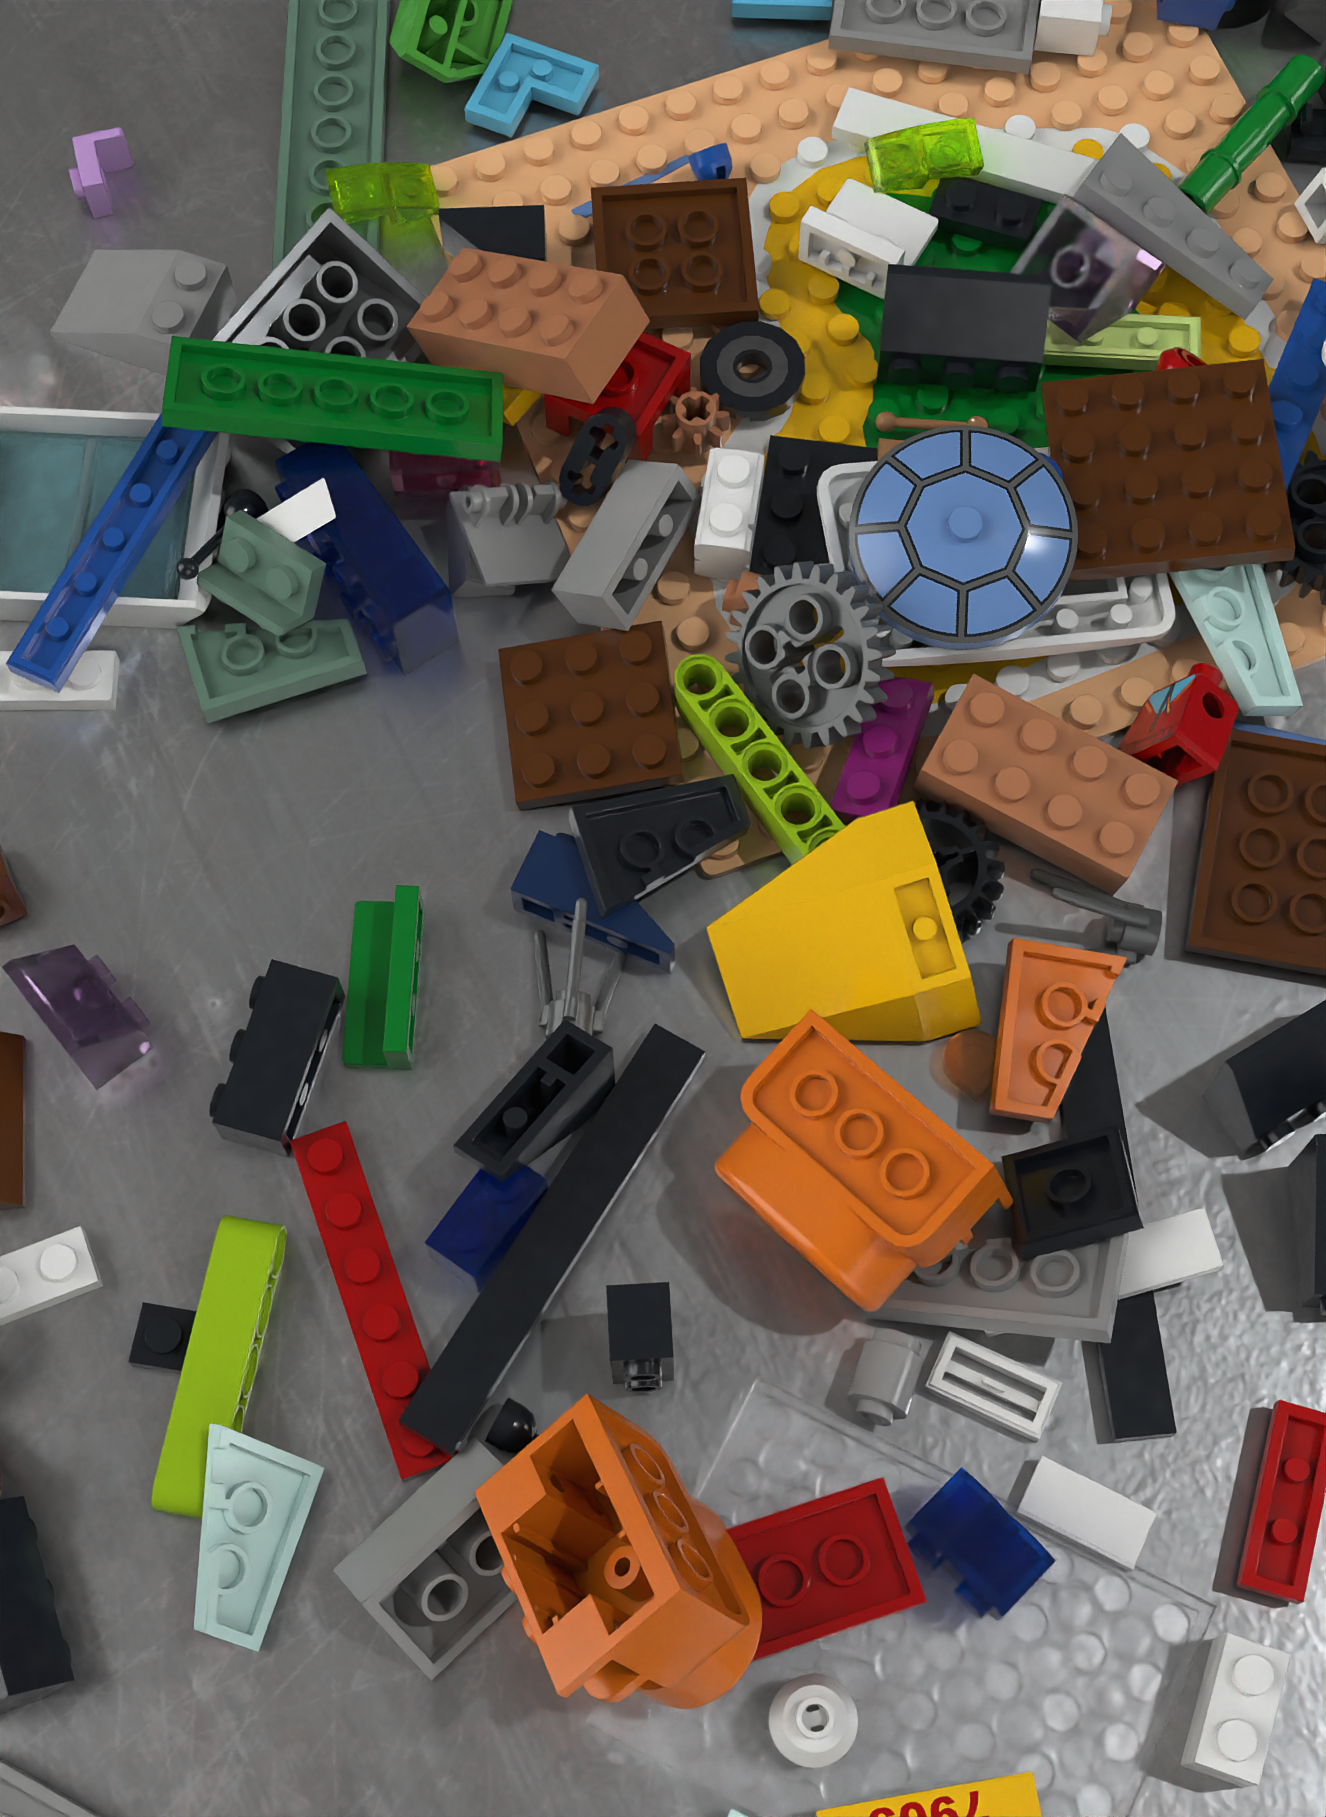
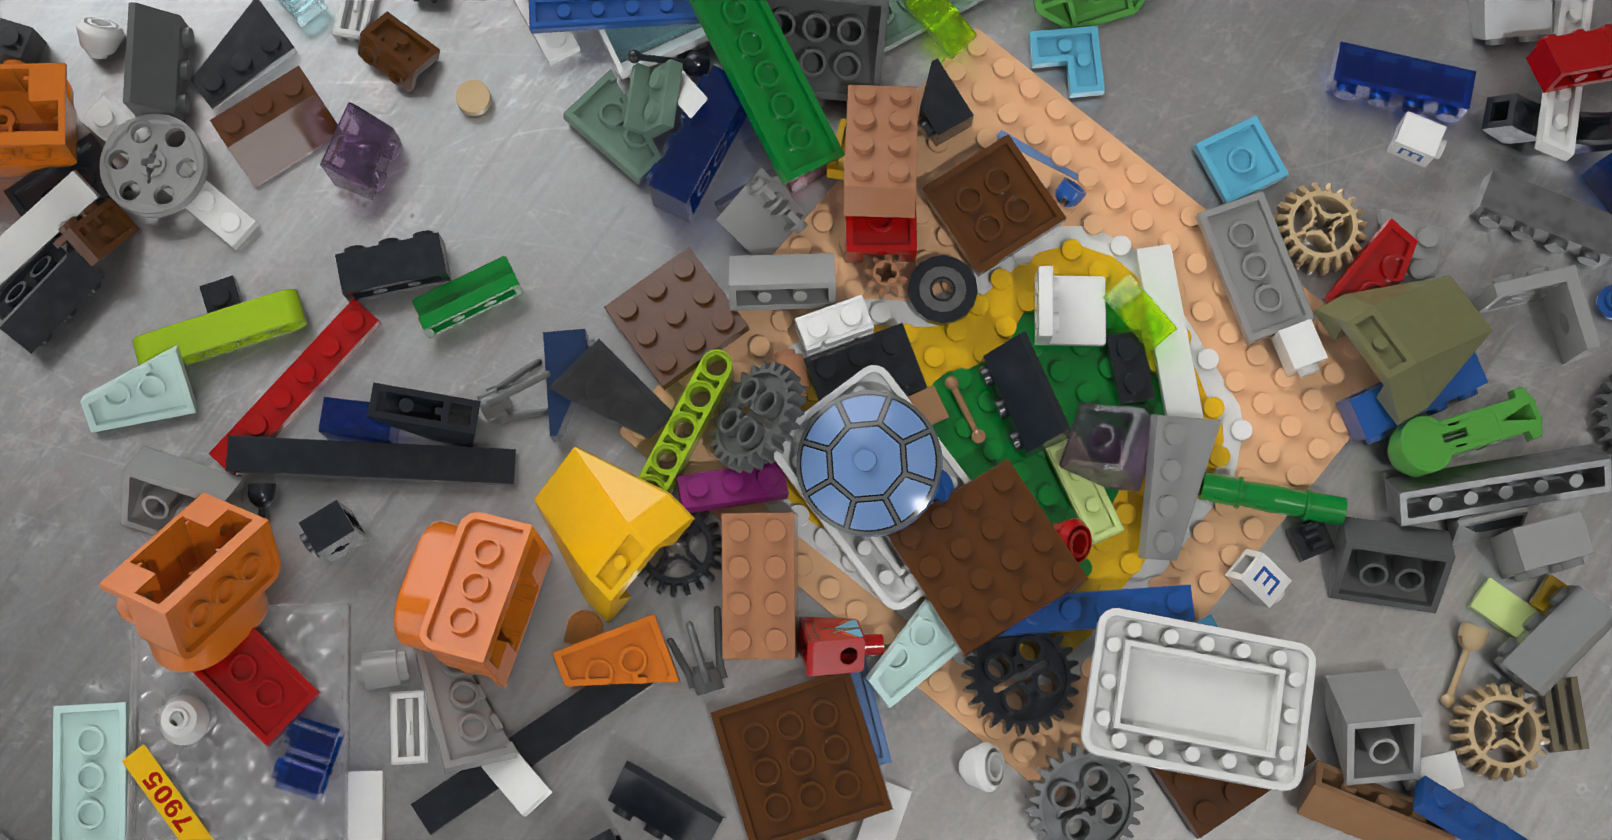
camera: 60 degrees right, 10 degrees up
(95, 829) = (473, 98): none -> tan tile
(607, 461) = (825, 230): black beam -> none
(1071, 1192) = (525, 715): black tile -> none

